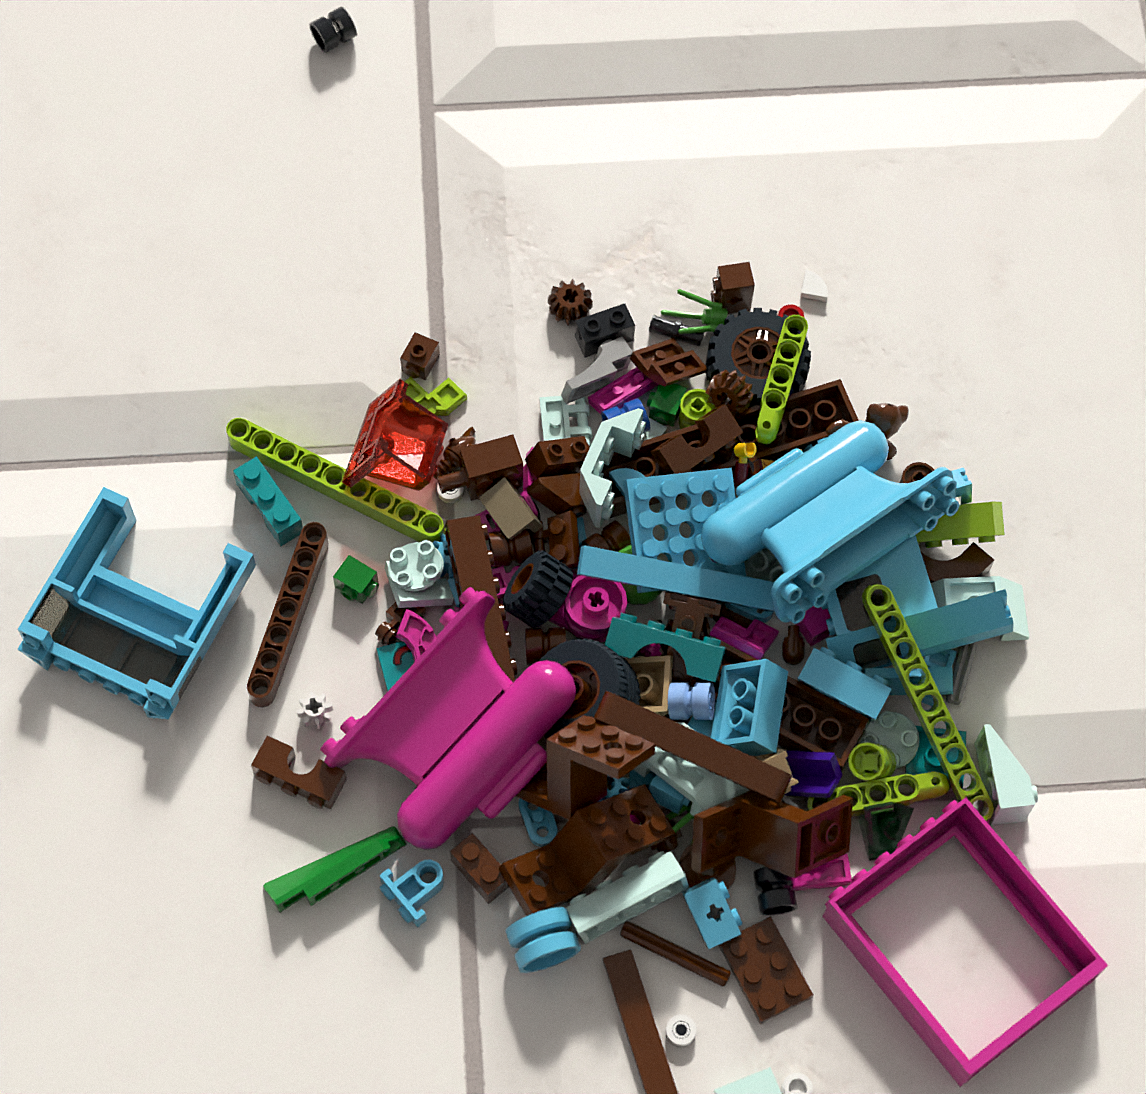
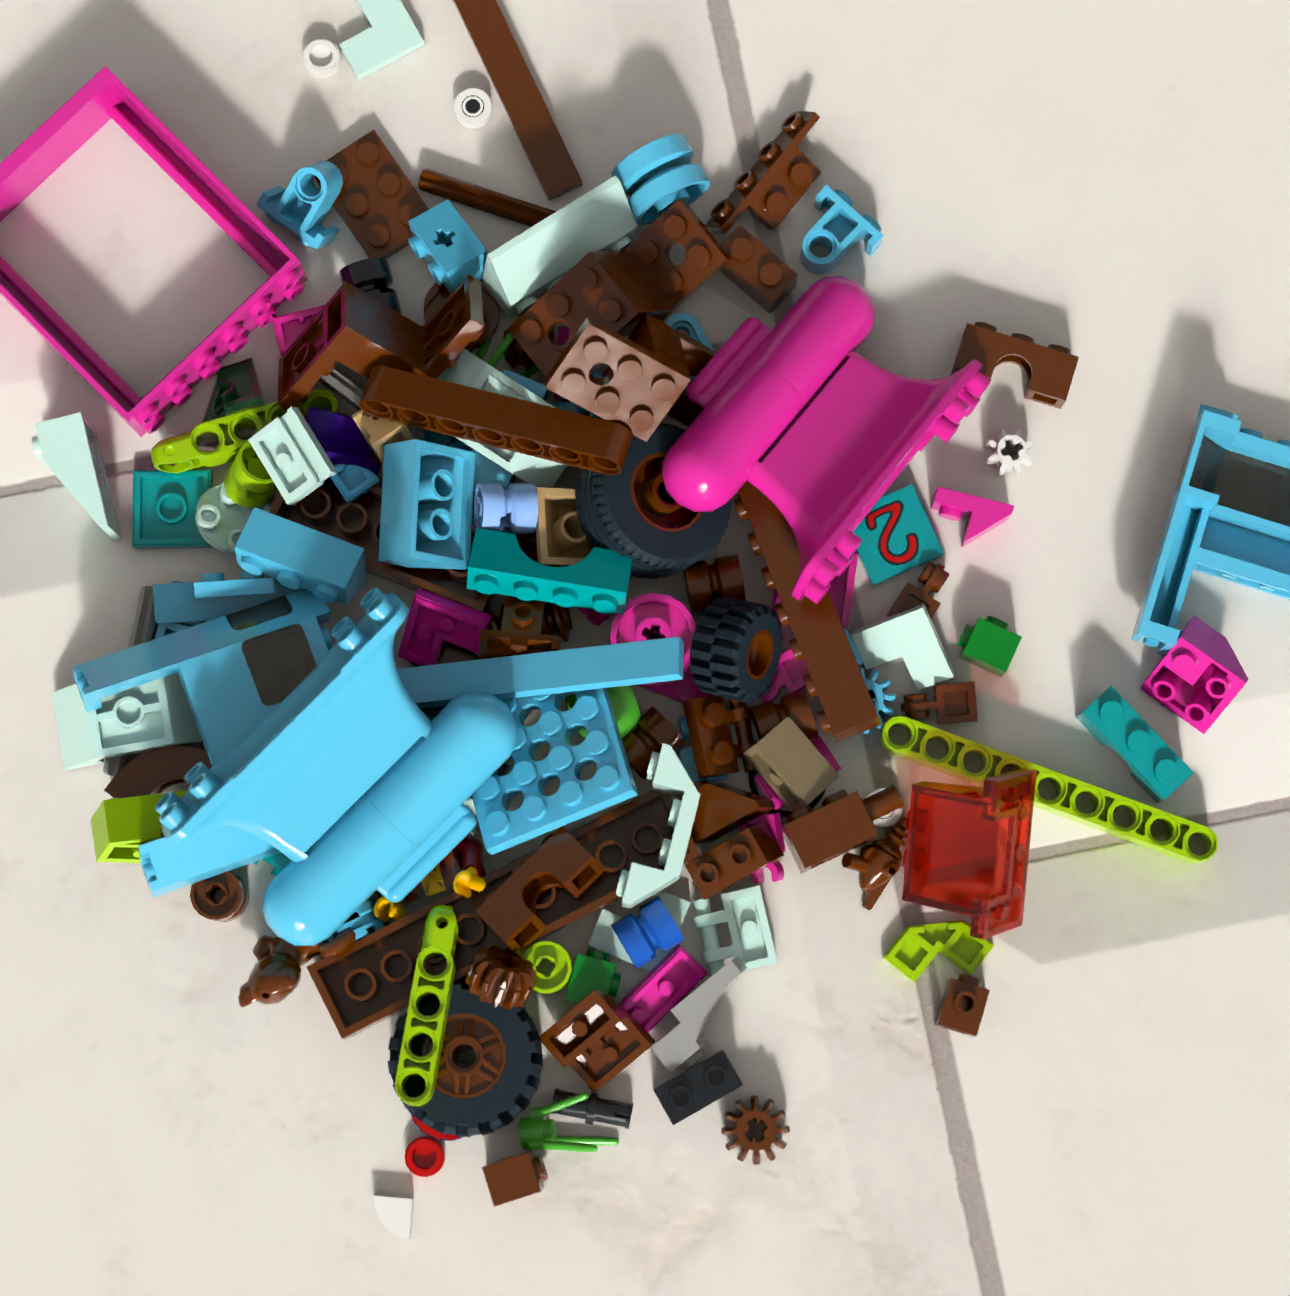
camera: 175 degrees right, 15 degrees up
(207, 537) = (1197, 676): none -> dark pink slope
(287, 626) = (1084, 569): reddish brown beam -> none
(333, 871) = (947, 247): green wedge -> none
(344, 670) = (981, 512): none -> dark pink slope
(387, 541) = (952, 703): none -> reddish brown plate
(415, 566) = (910, 665): light aqua dish -> none
(415, 633) = (883, 563): dark pink tile -> none
(456, 939) = (774, 181): none -> reddish brown bracket
(621, 474) = (632, 825): medium azure tile -> none
(801, 738) = (354, 481): none -> dark azure tile
(819, 963) = (304, 206): none -> medium azure pin
(844, 755) = (292, 456): none -> light aqua plate
(917, 691) = (158, 500): lime beam -> none

